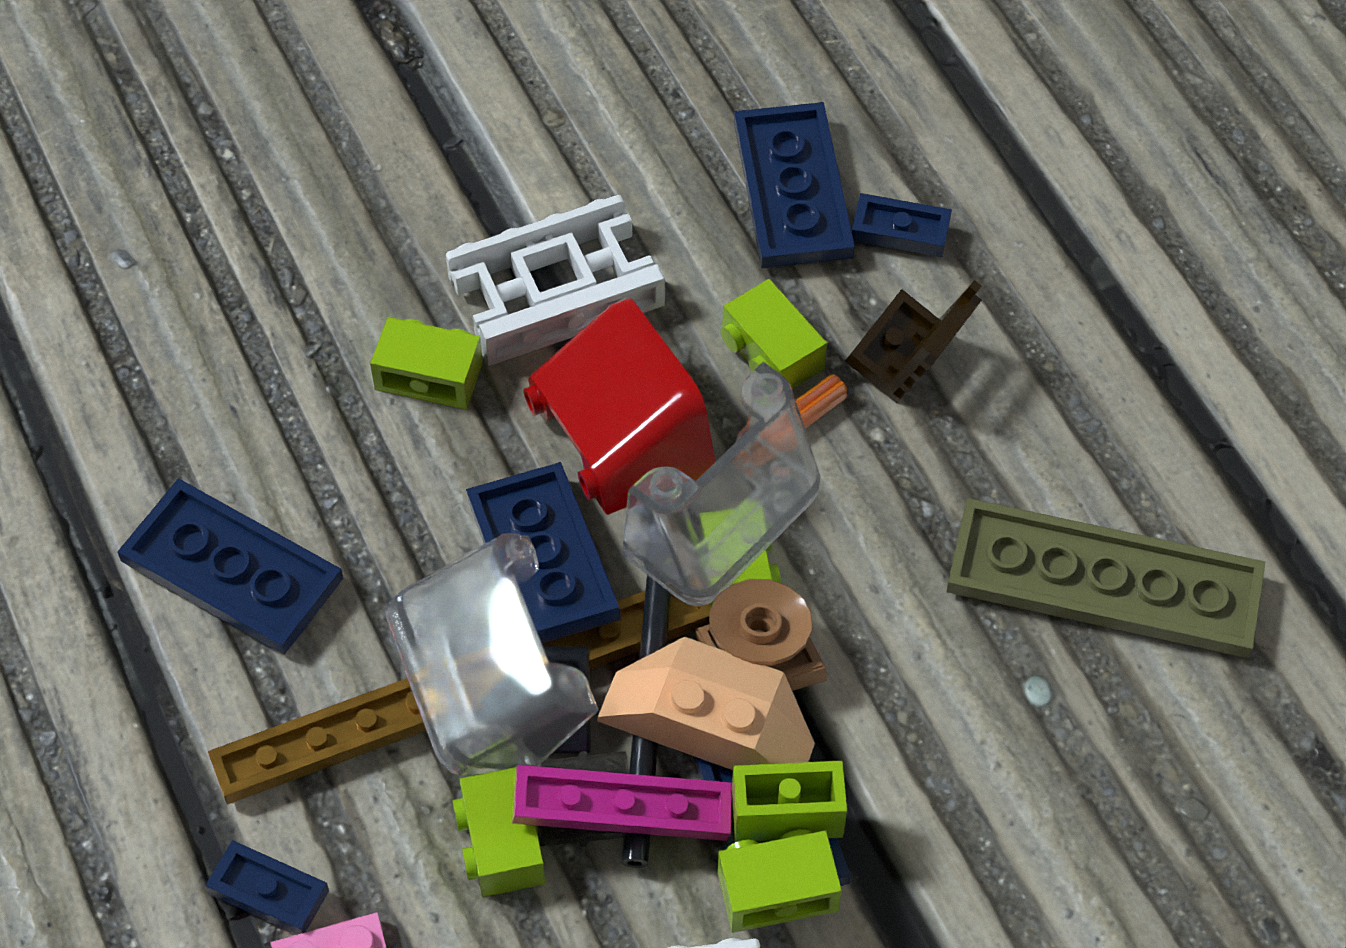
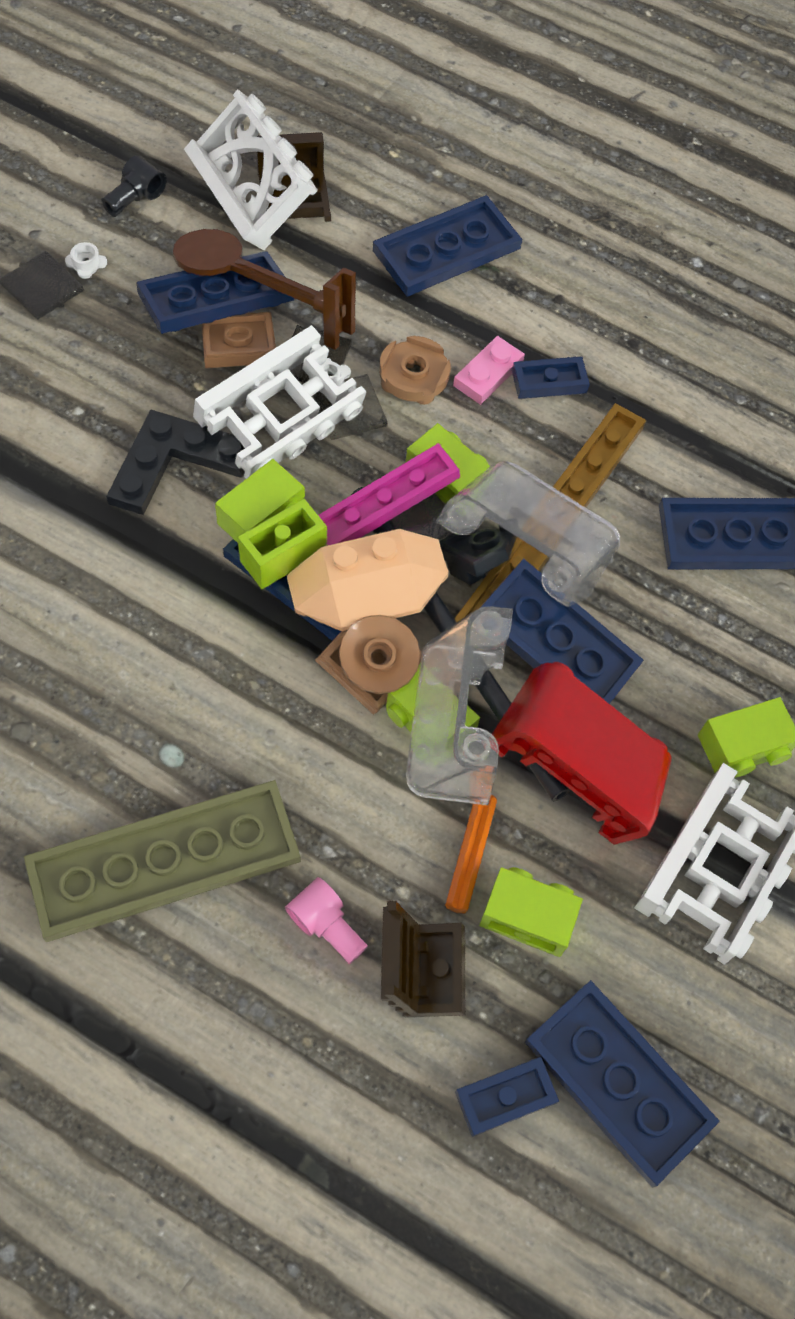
camera: 140 degrees right, 5 degrees up
(974, 445) = (319, 912): none -> bright pink pin

